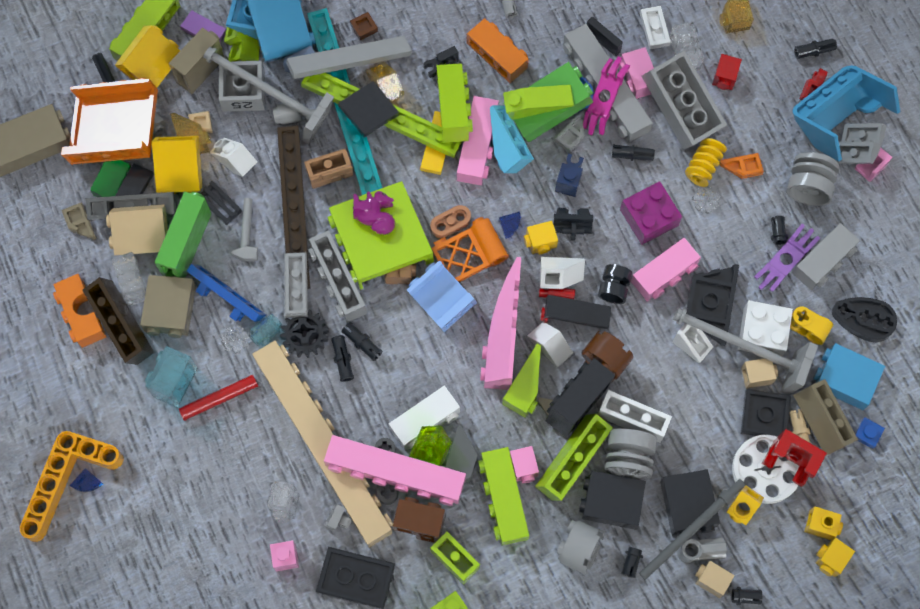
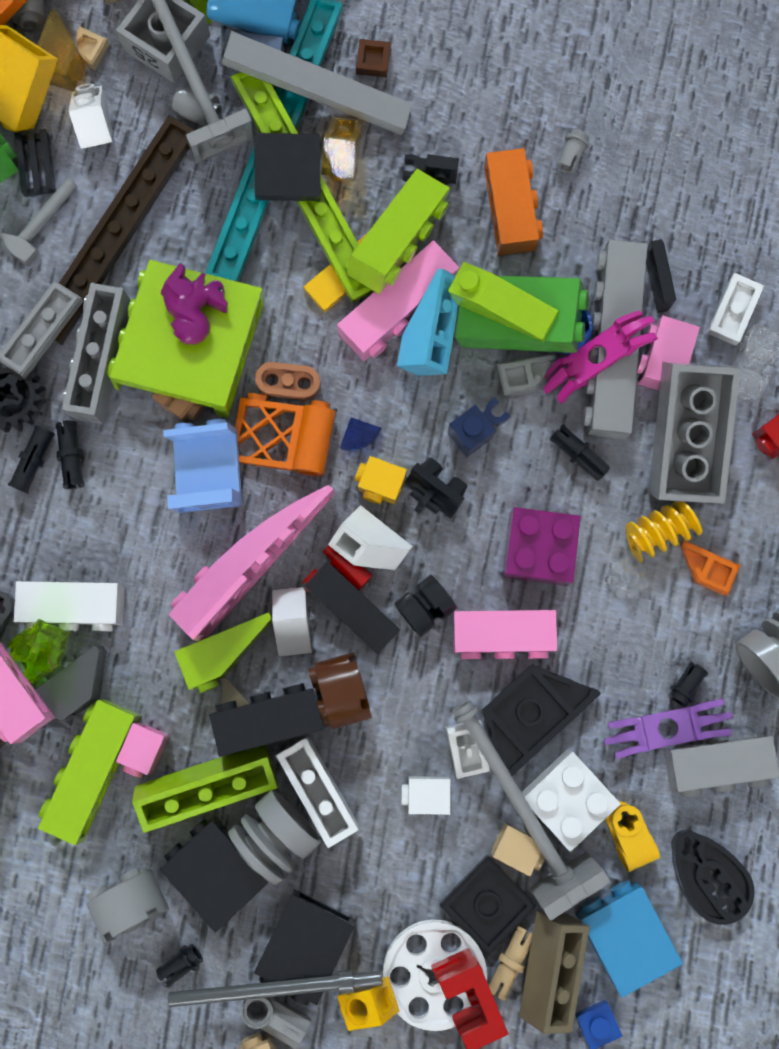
camera: 35 degrees right, 10 degrees up
(328, 168) = (188, 210): medium nougat brick -> none
(691, 379) = (427, 795): none -> white brick

